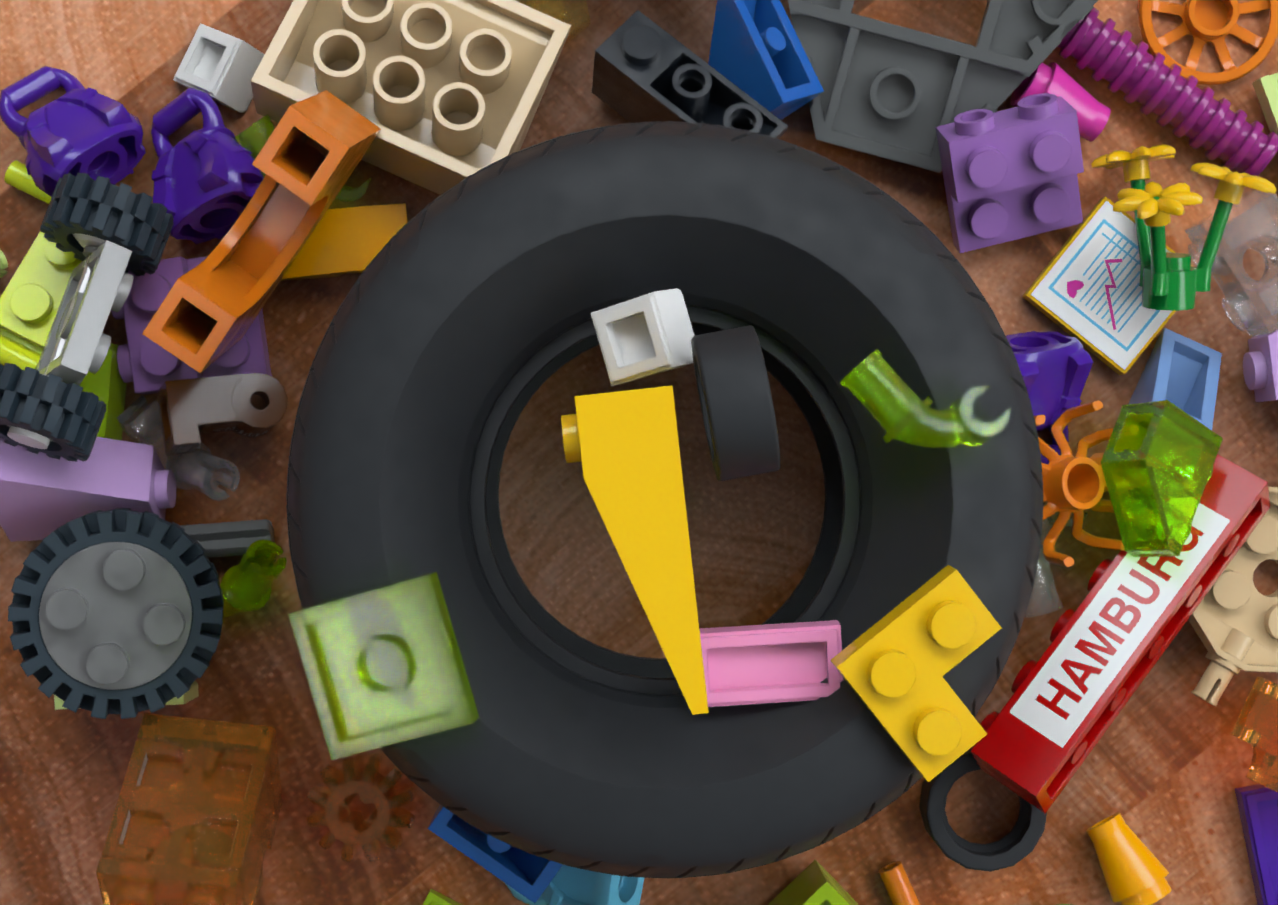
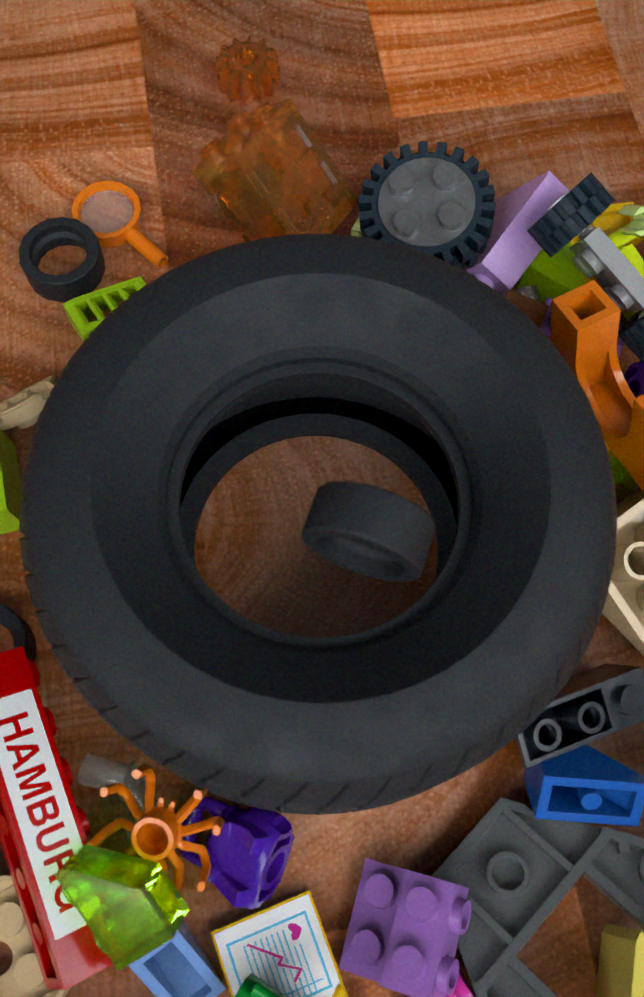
camera: 120 degrees right, 20 degrees down
(384, 666) = (318, 247): clear neon green tile -> none
(638, 487) = (308, 418): yellow slope -> none
(644, 335) = (457, 515): white slope -> none
(770, 662) = (169, 486): bright pink tile -> none
(902, 665) = (104, 561): yellow plate -> none
(909, 418) = (278, 667): clear neon green piece -> none

